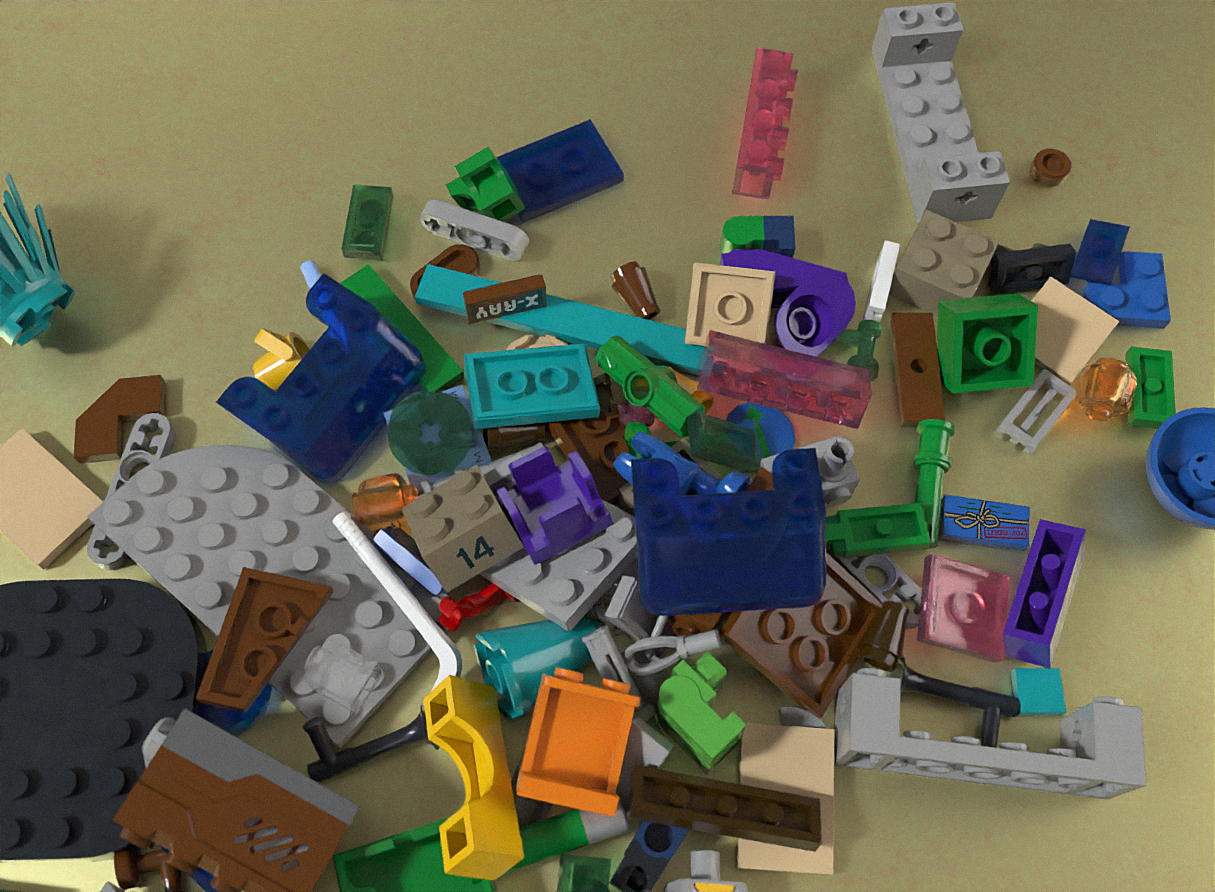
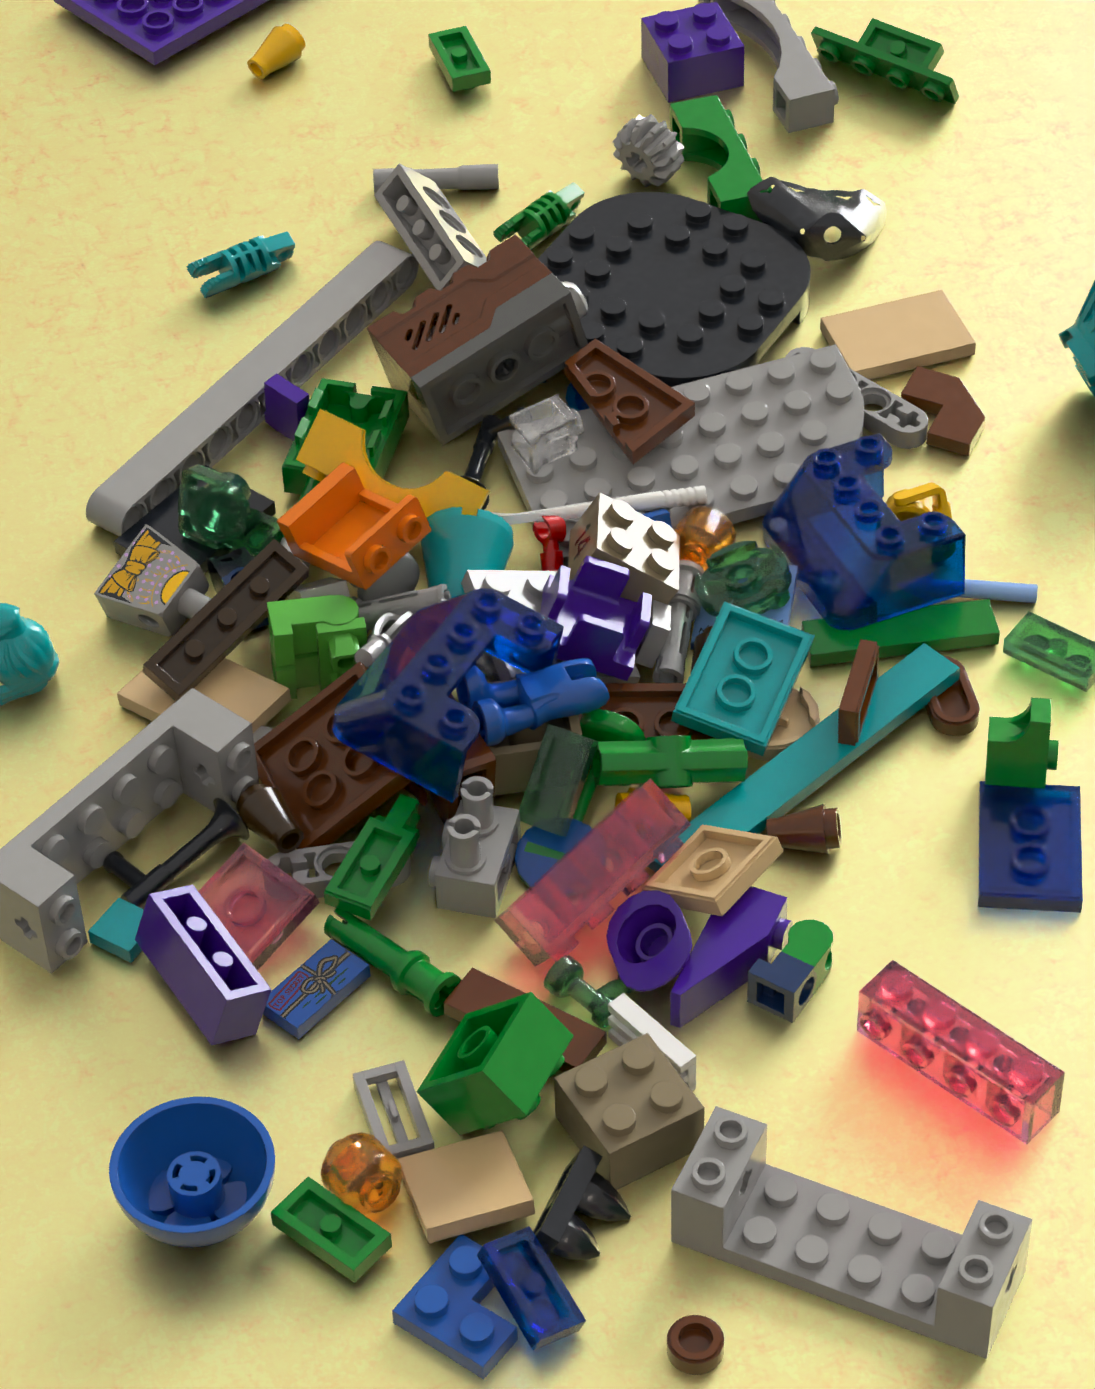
camera: 125 degrees right, 20 degrees down
(474, 230) = (967, 737): light grey beam -> none

